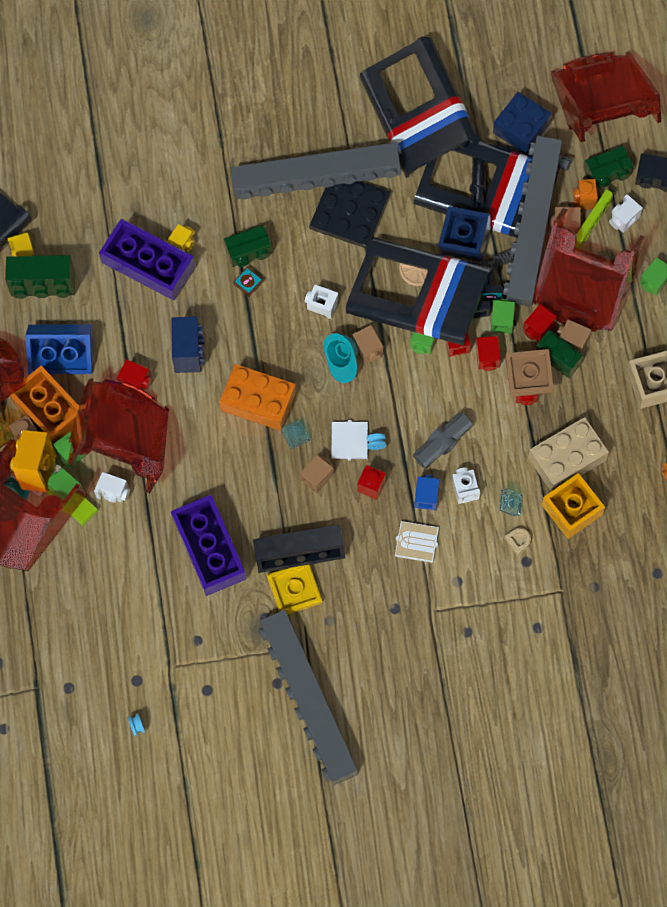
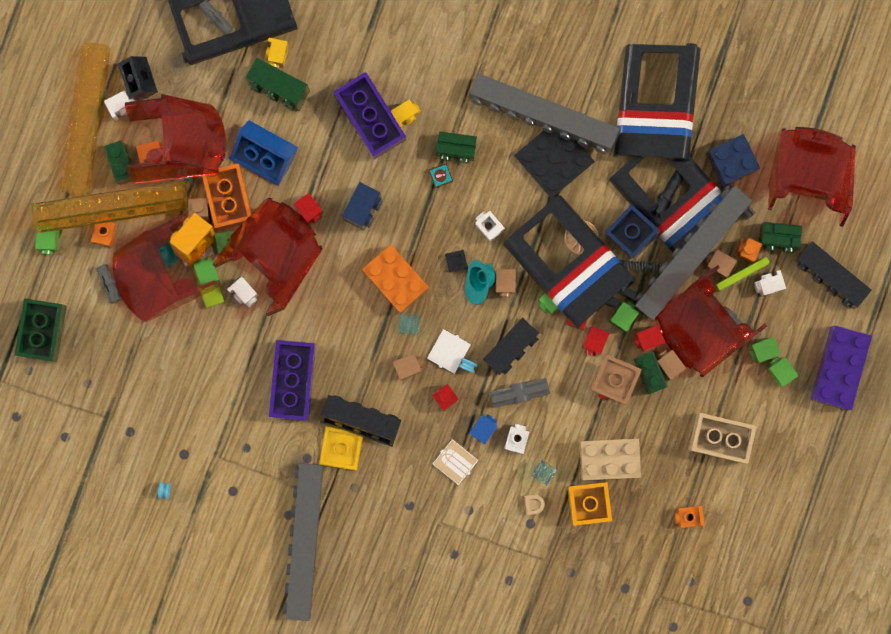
camera: 25 degrees right, 15 degrees up
(308, 352) = (456, 261): none -> black tile
(409, 401) = (511, 347): none -> black brick

